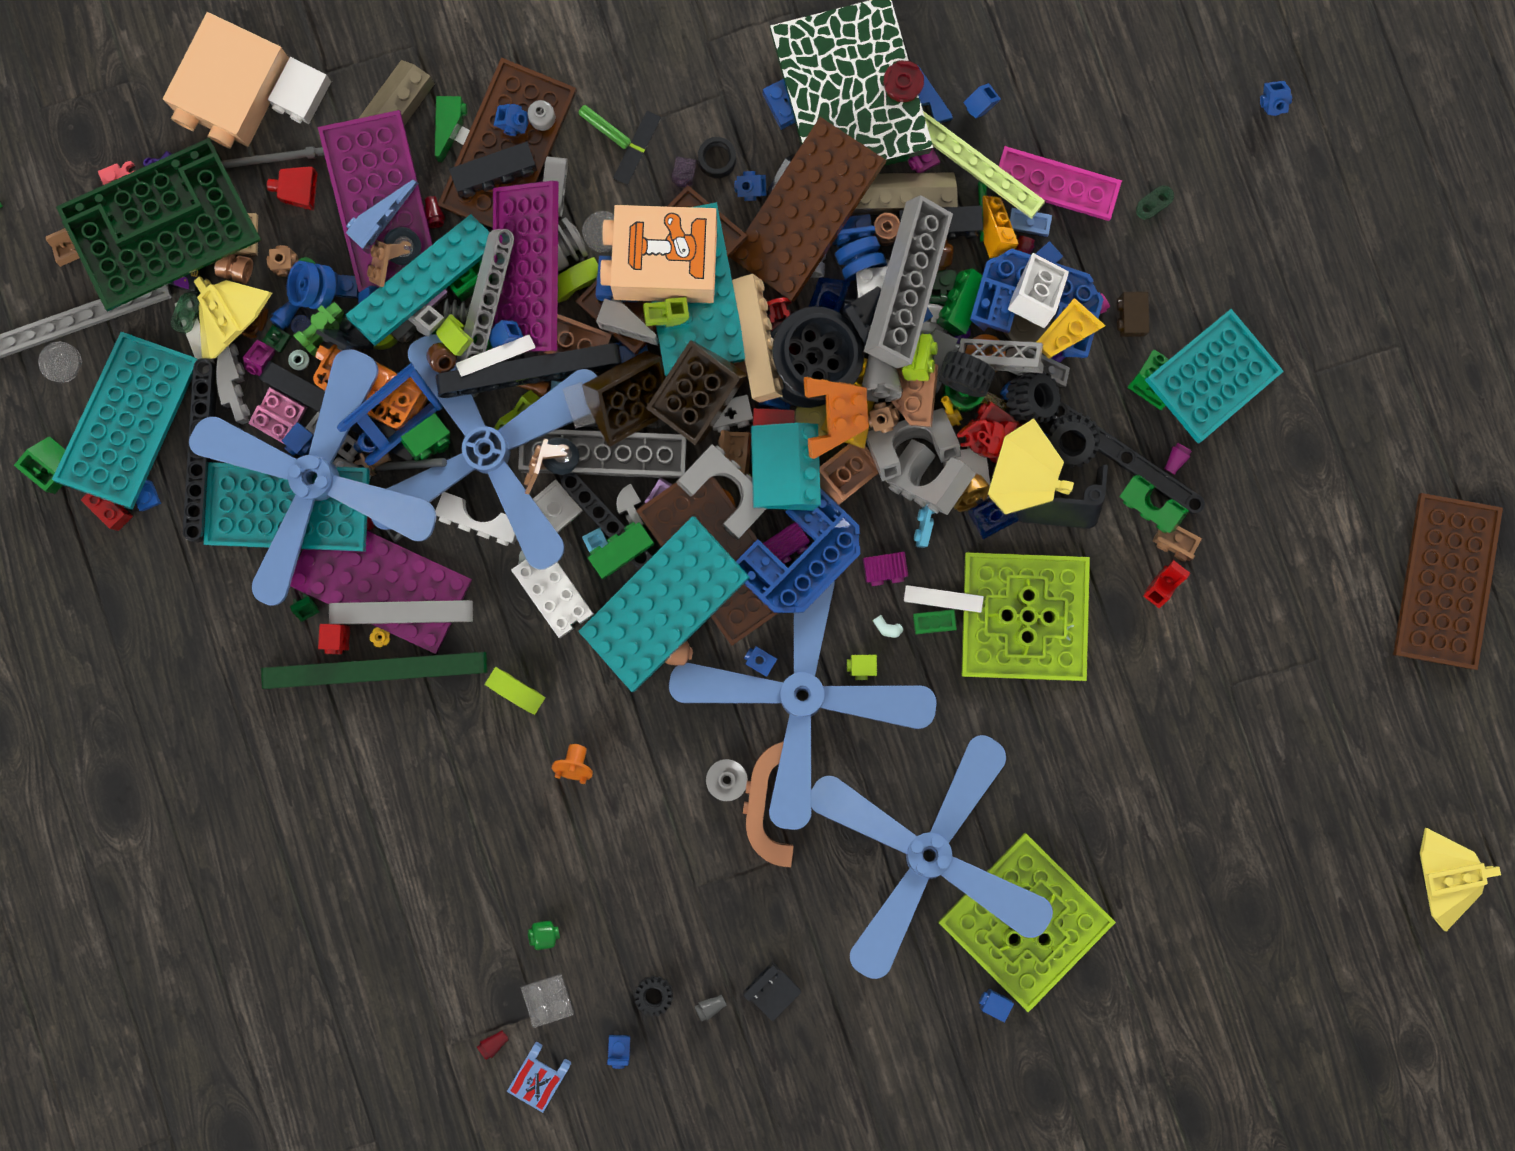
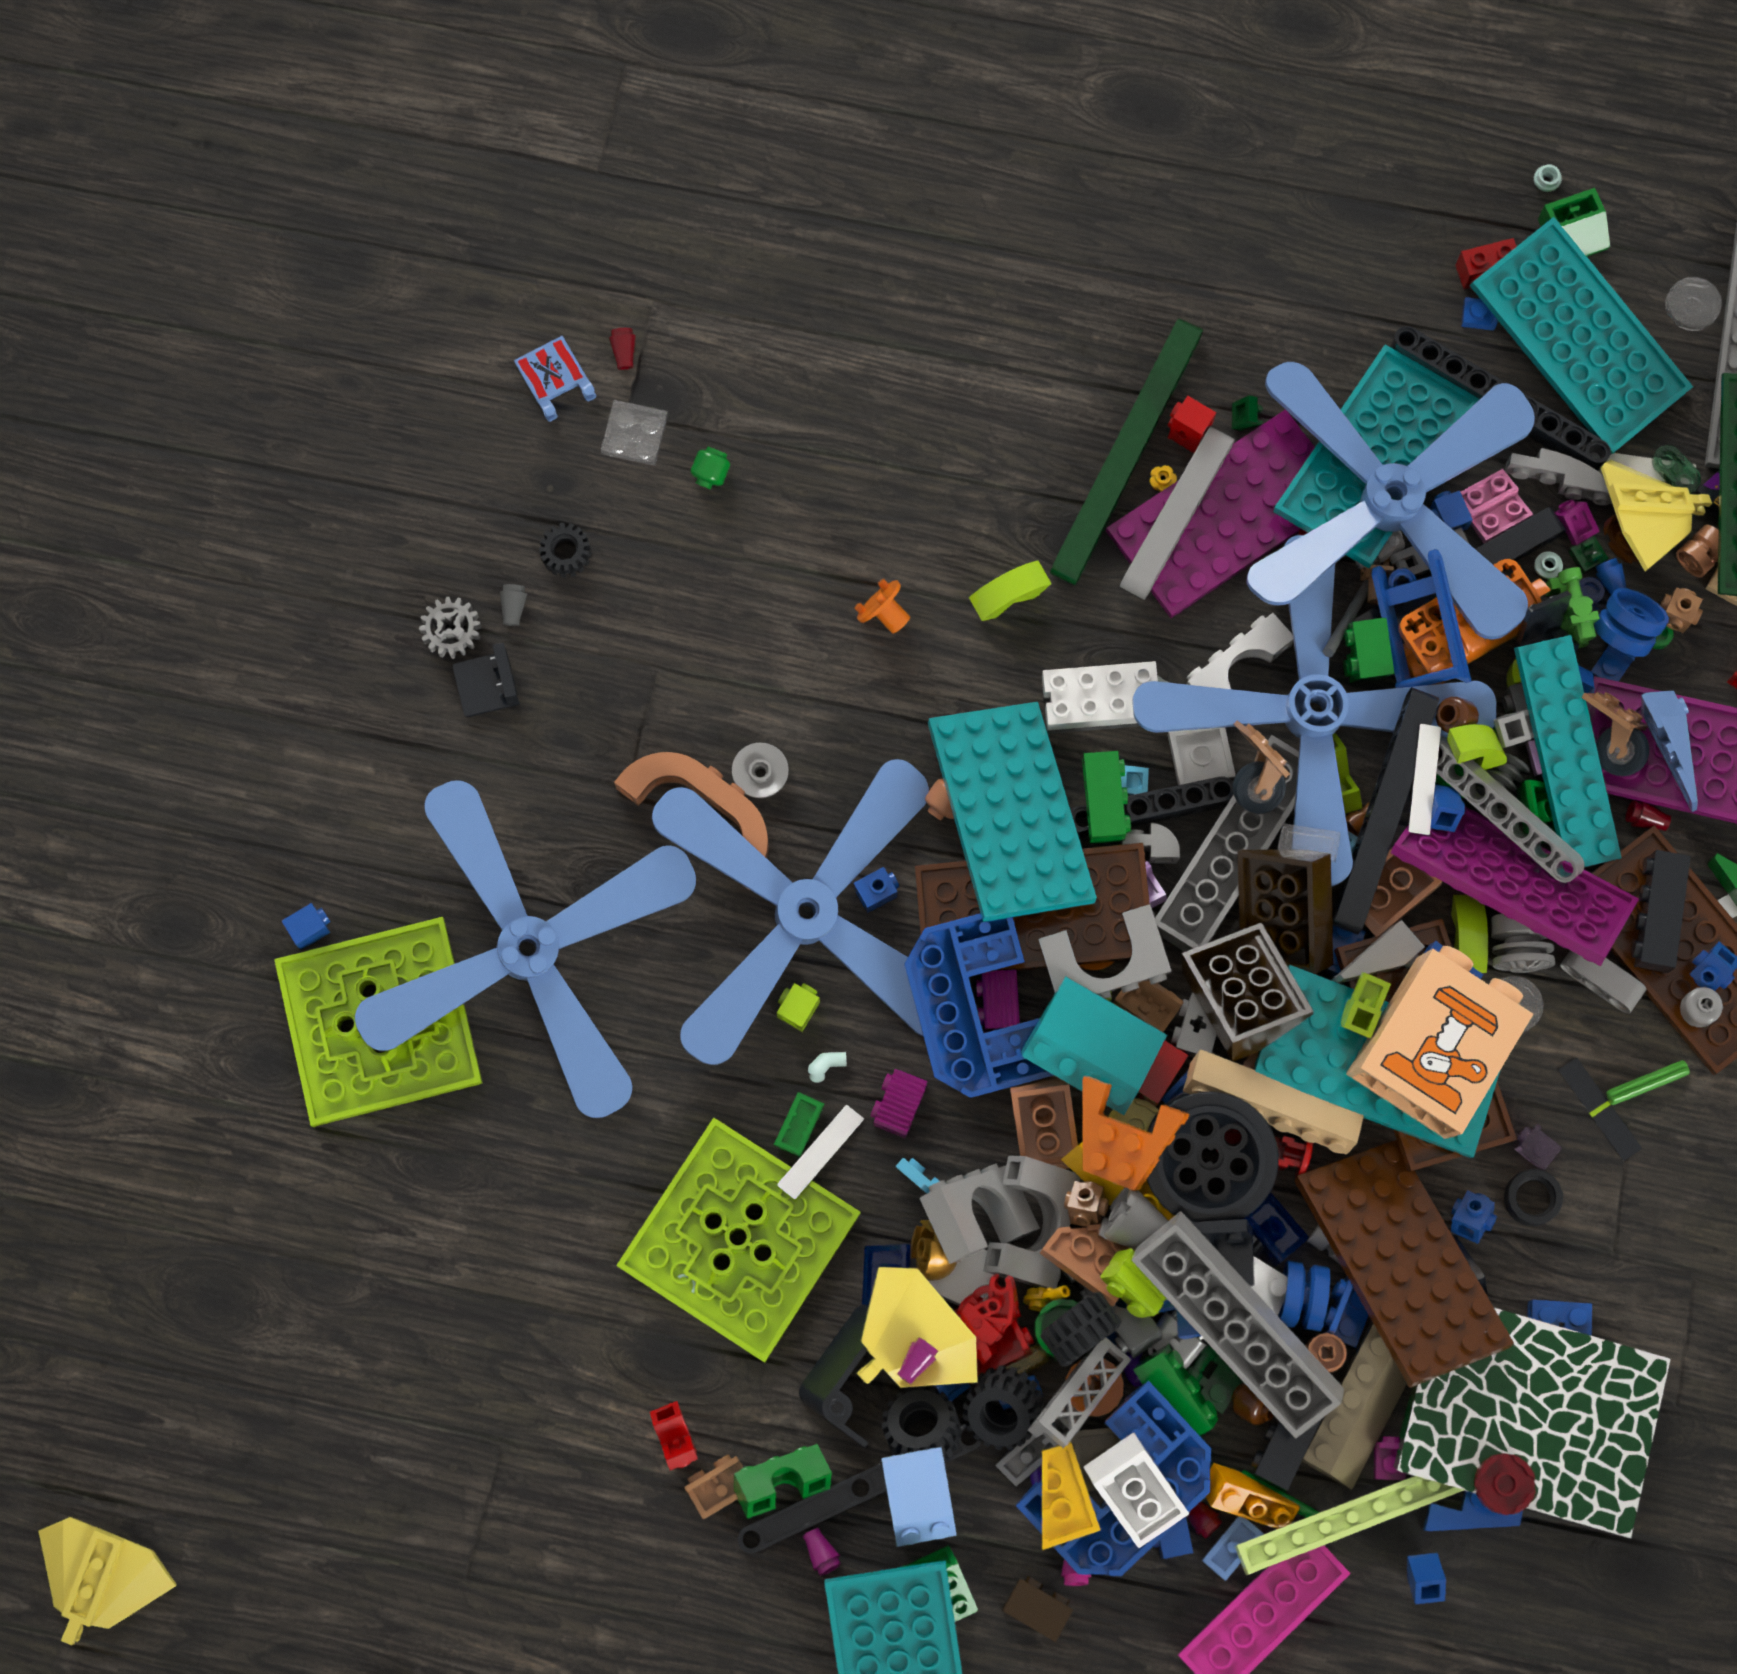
camera: 125 degrees right, 10 degrees down
(15, 503) = (1547, 171): none -> light aqua plate
(619, 1051) = (528, 478): blue bracket -> none
(758, 1039) = (443, 636): none -> light grey gear
(1040, 461) = (917, 1360): none -> magenta cone
(1116, 416) = (919, 1496): none -> light blue slope

